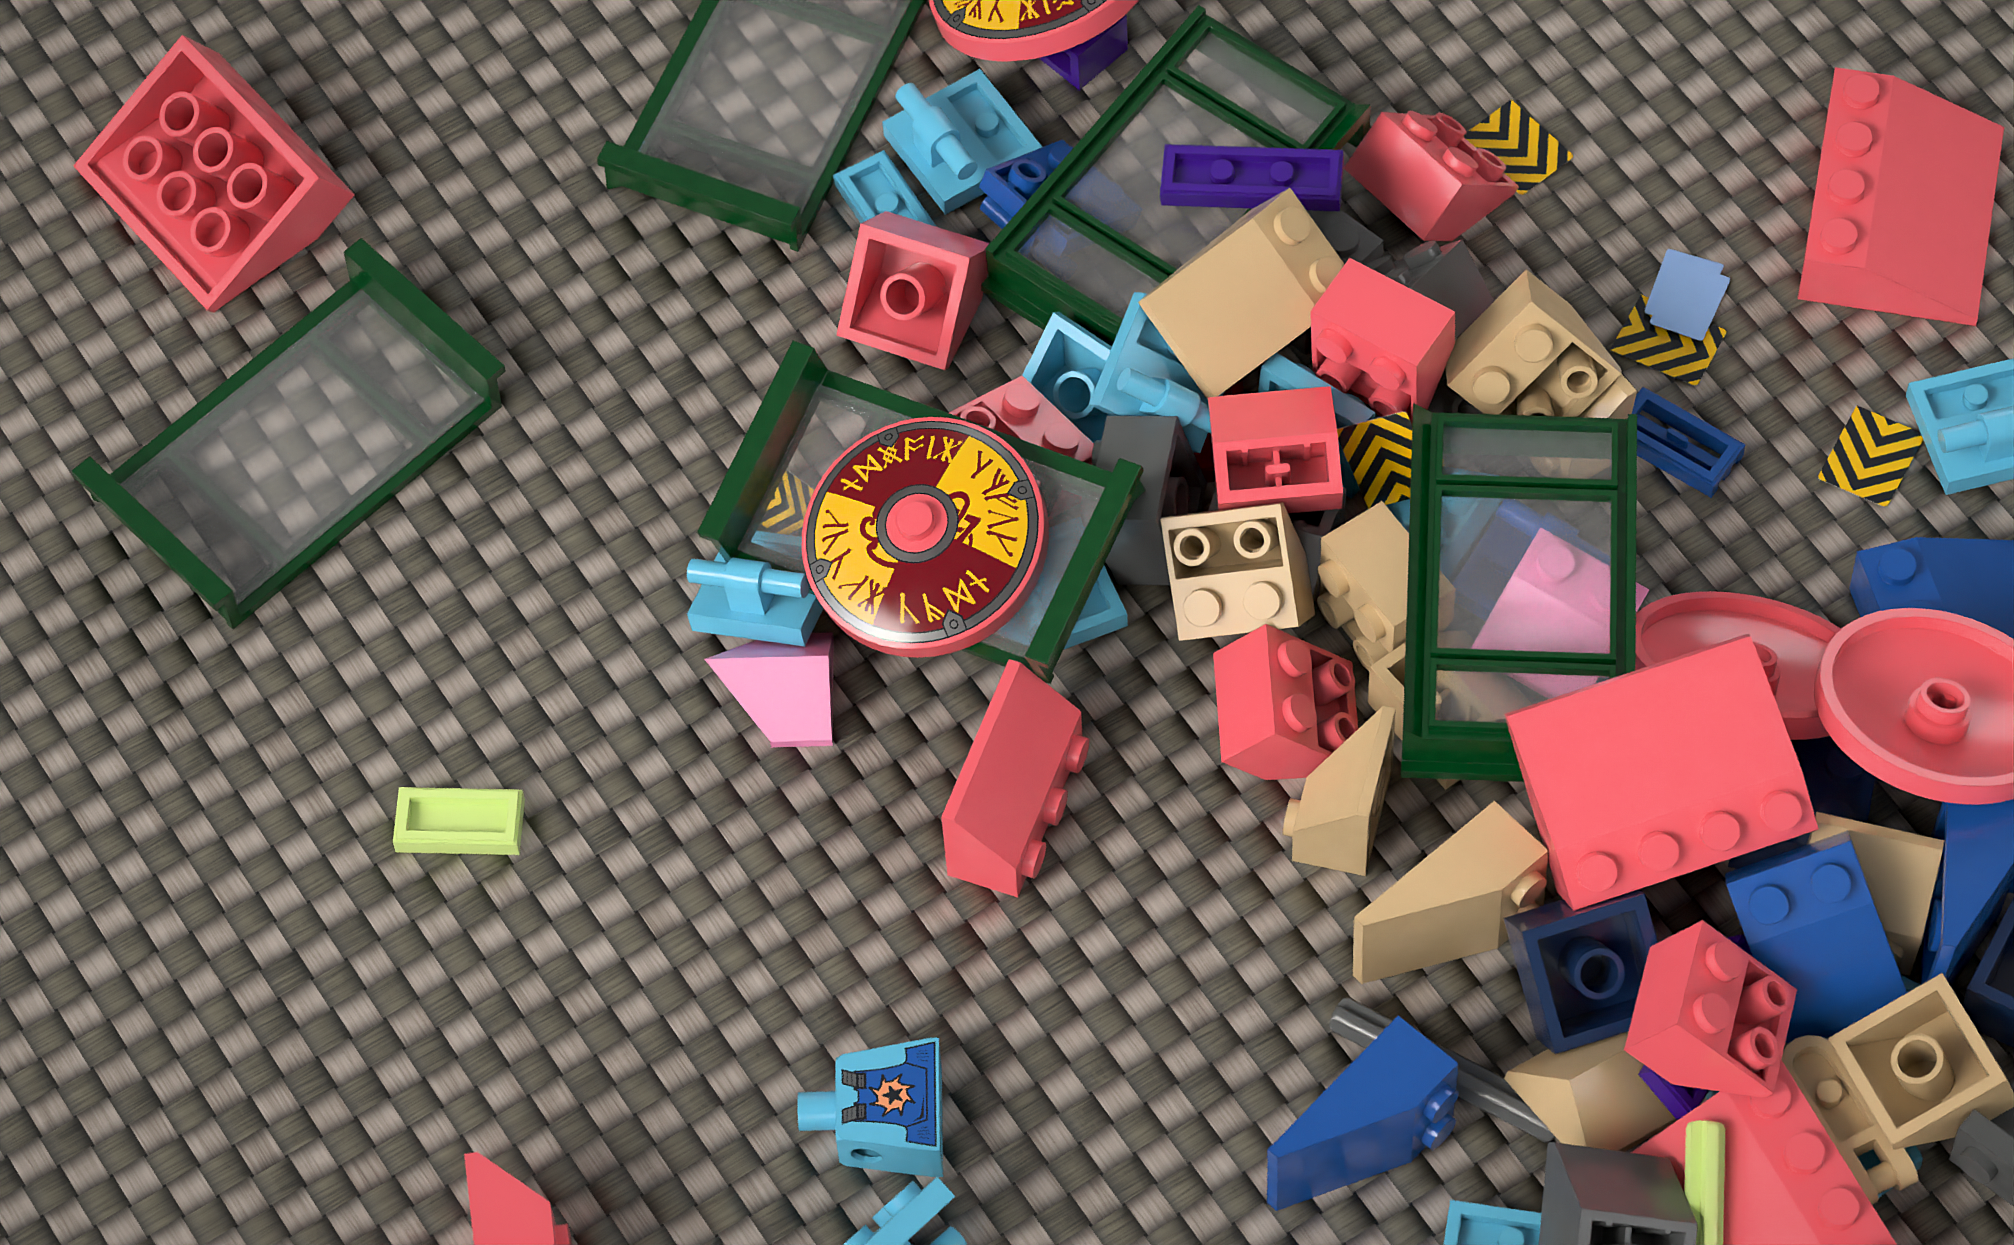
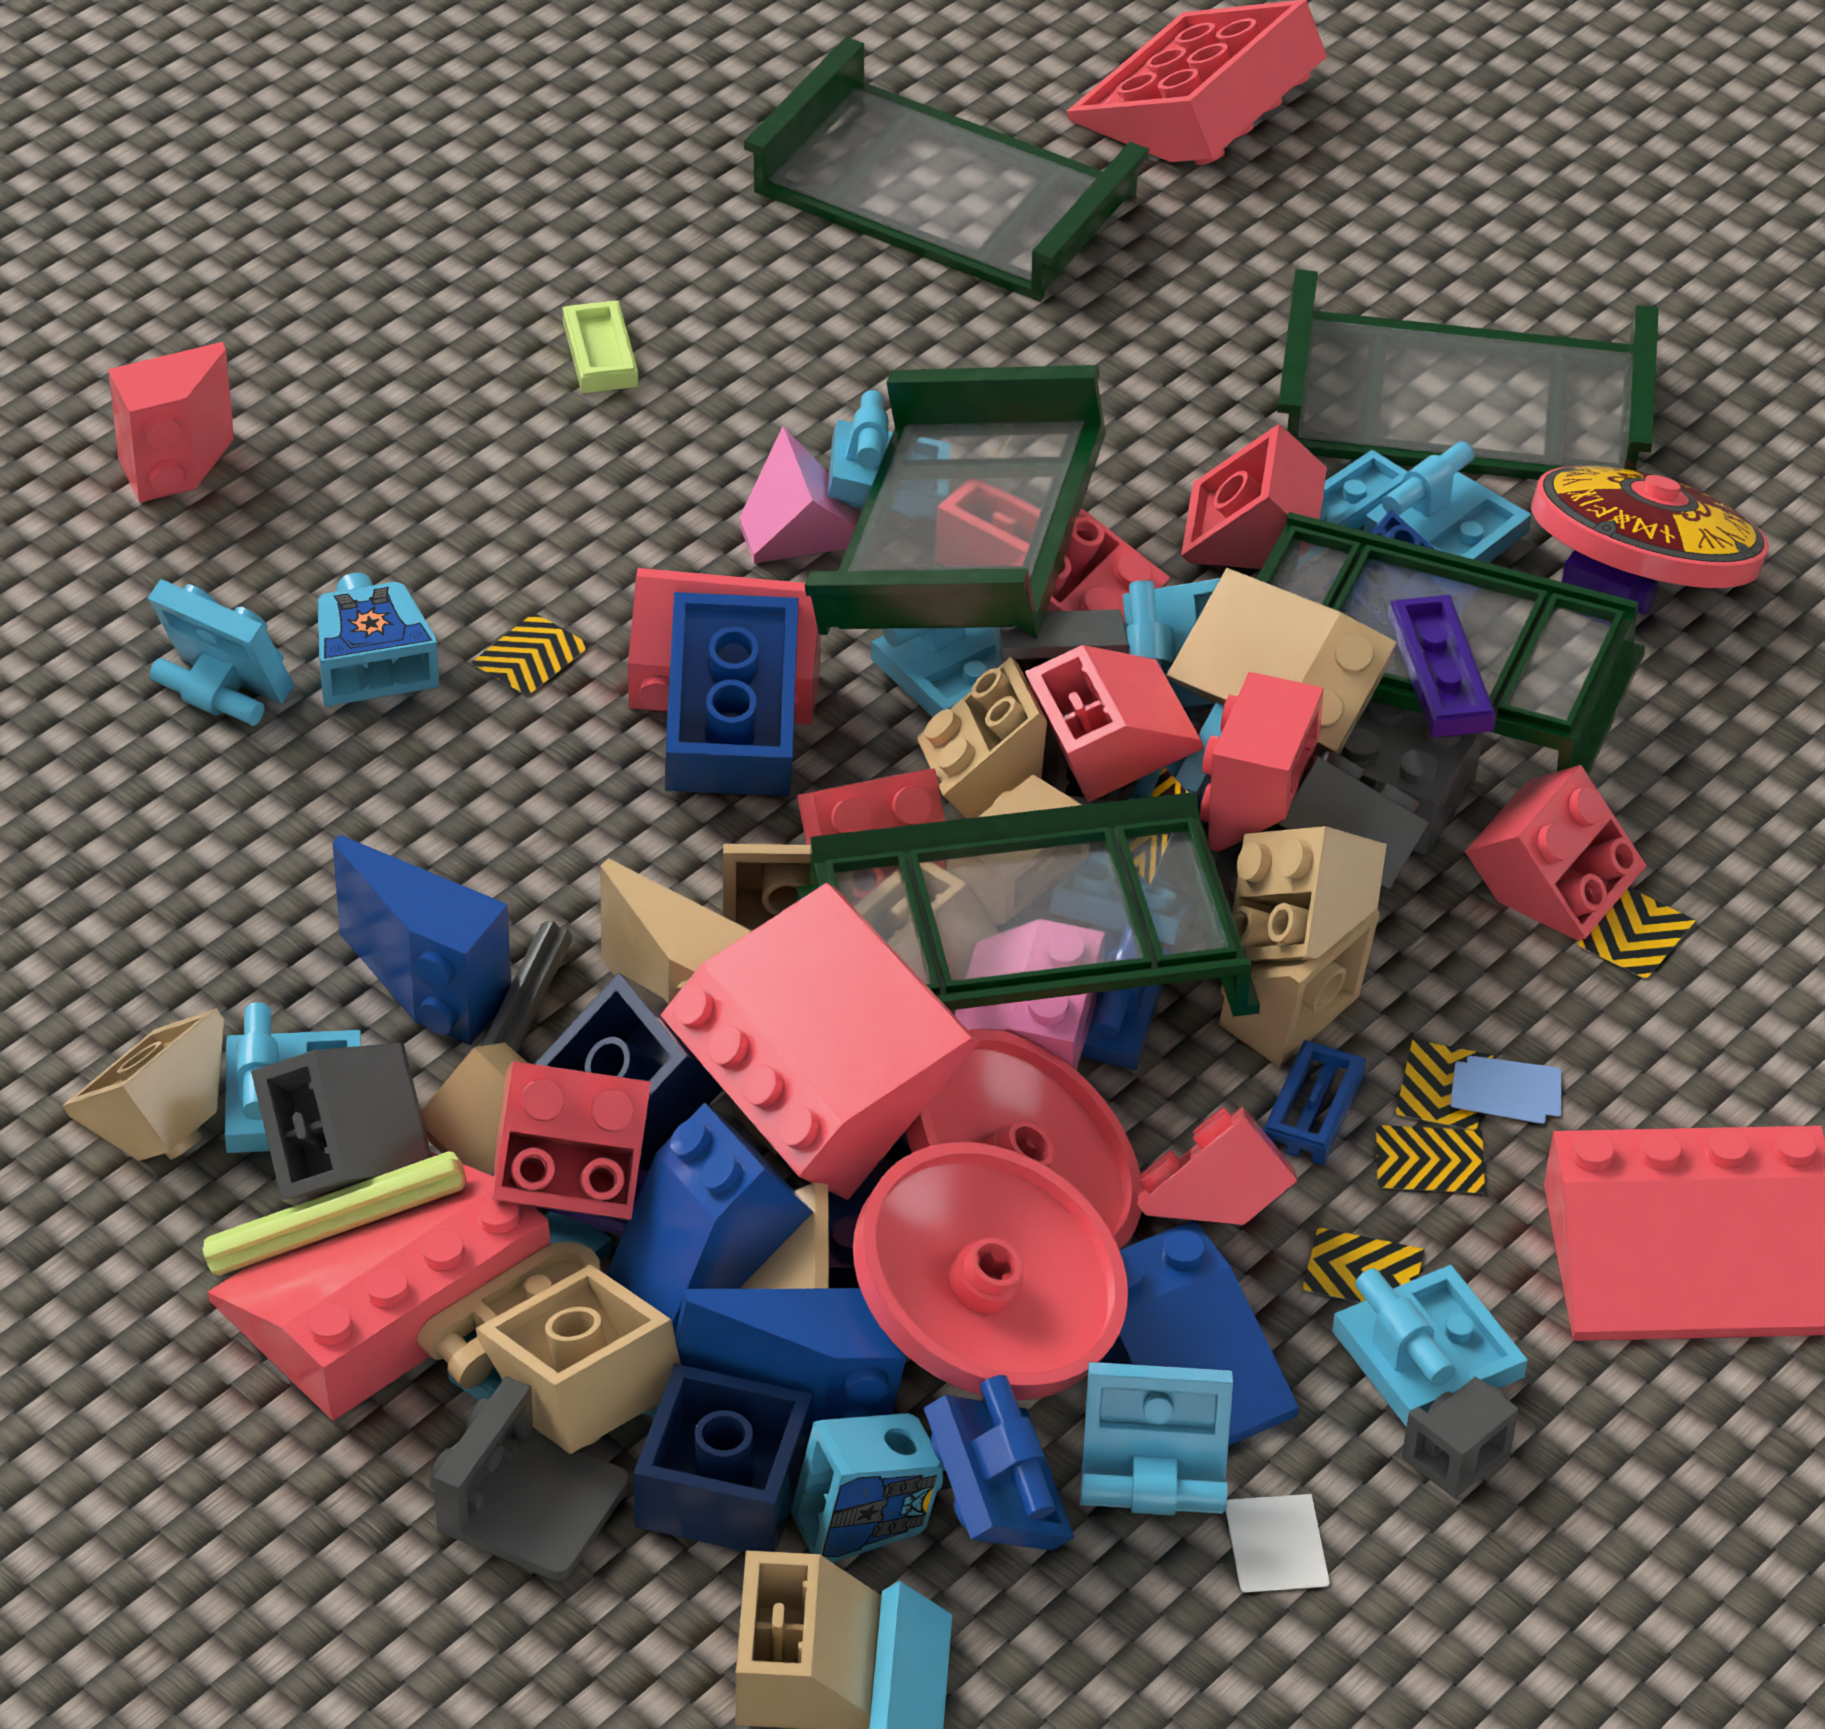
camera: 70 degrees right, 15 degrees down
(916, 971) = (530, 654): none -> sticker
(925, 537) = (938, 505): dish -> none
(1097, 781) = (731, 694): none -> blue slope
(1753, 374) = (1430, 1159): none -> sticker
(1805, 526) = (1221, 1178): none -> coral slope

